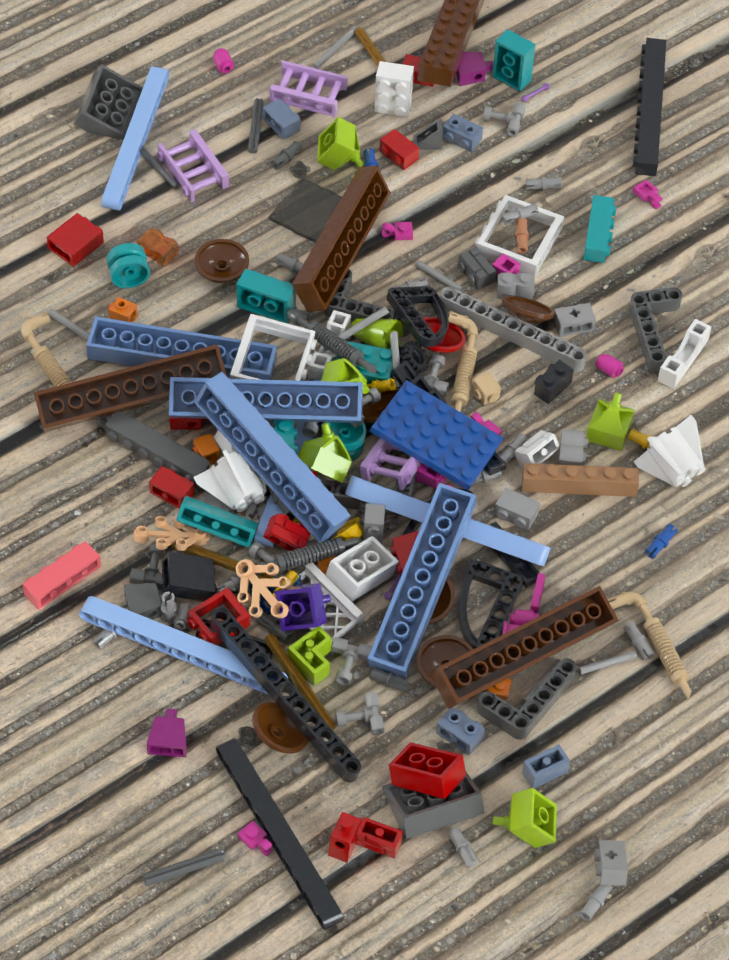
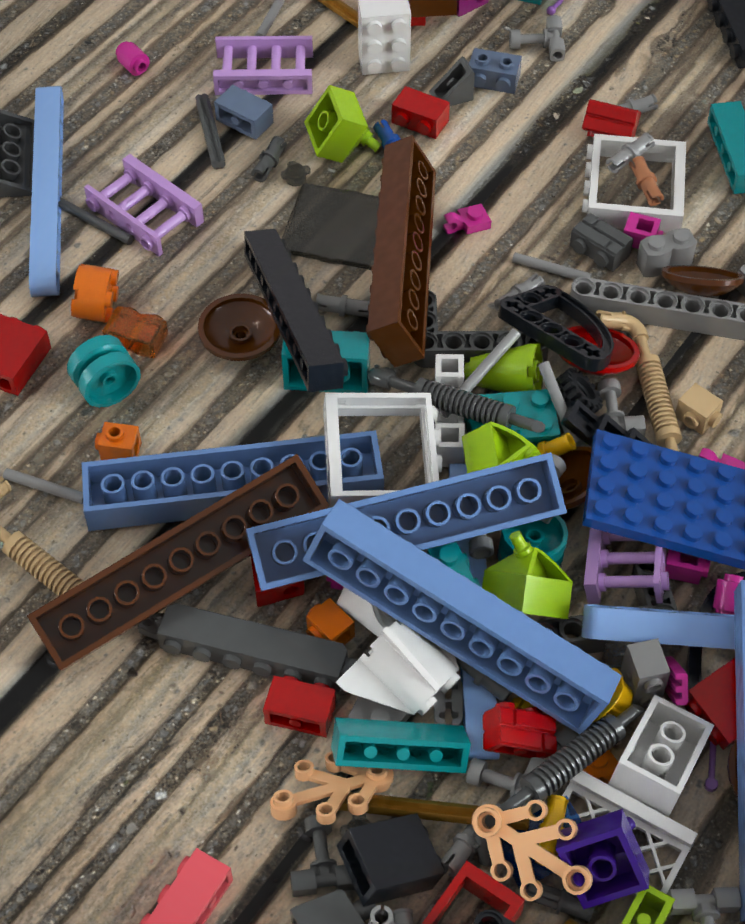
camera: 15 degrees left, 0 degrees up
(140, 215) = (94, 293): none -> orange brick
(255, 257) = (294, 311): none -> black brick
(390, 531) = (677, 692): none -> dark pink tile
(522, 188) = (610, 119): none -> red brick

